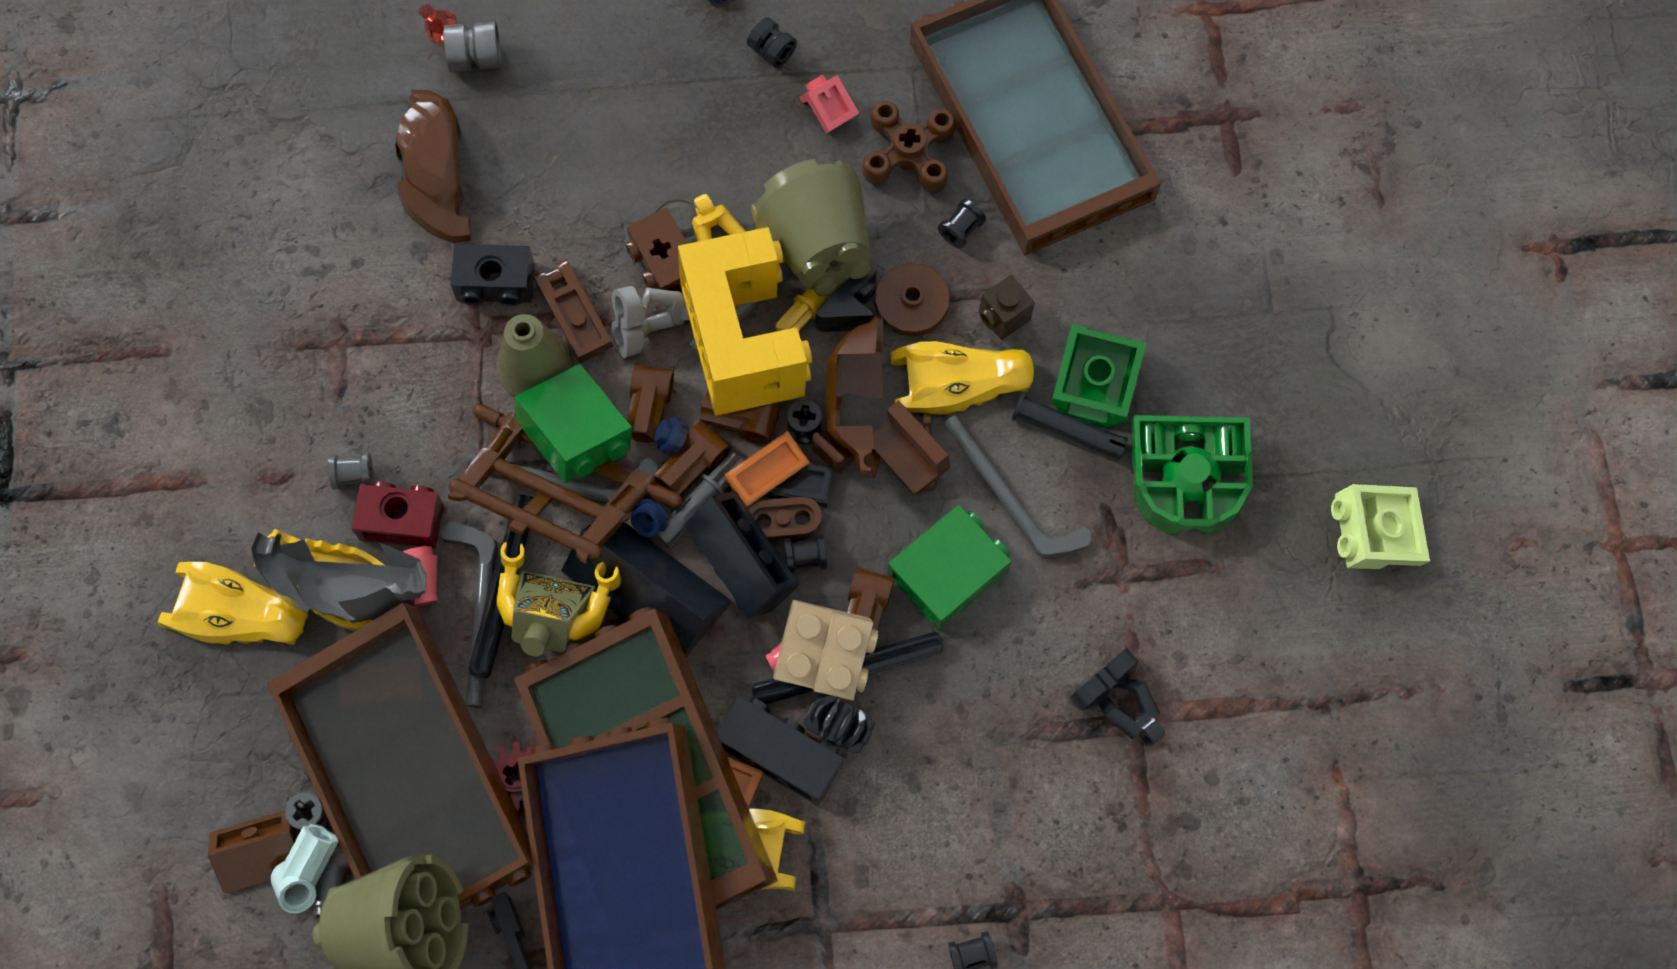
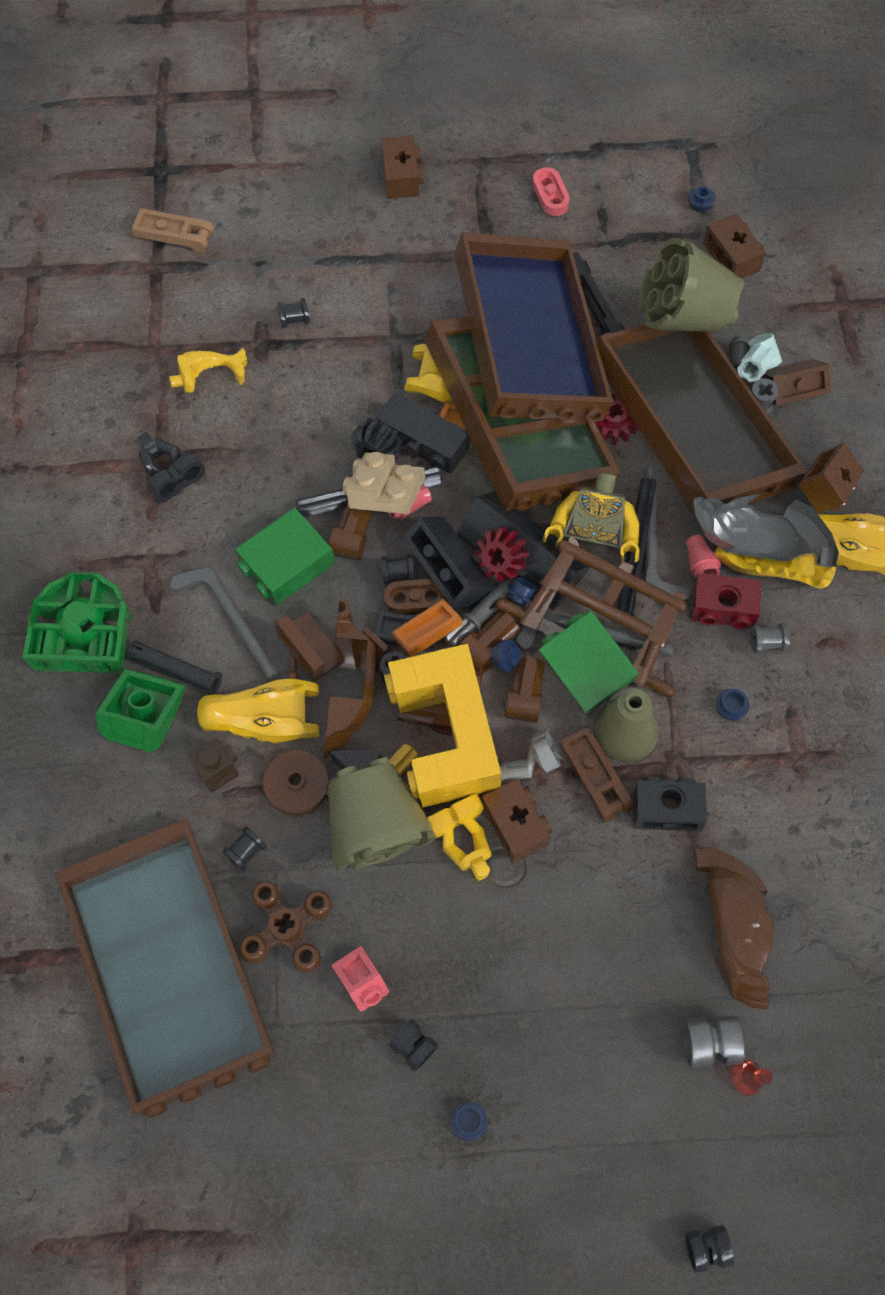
camera: 175 degrees left, 5 degrees down
(237, 672) = (831, 478): none -> reddish brown brick
(406, 393) = (732, 704): none -> dark blue plate
(673, 553) = (501, 563): none -> dark red gear
(1103, 864) = (194, 362): none -> yellow animal

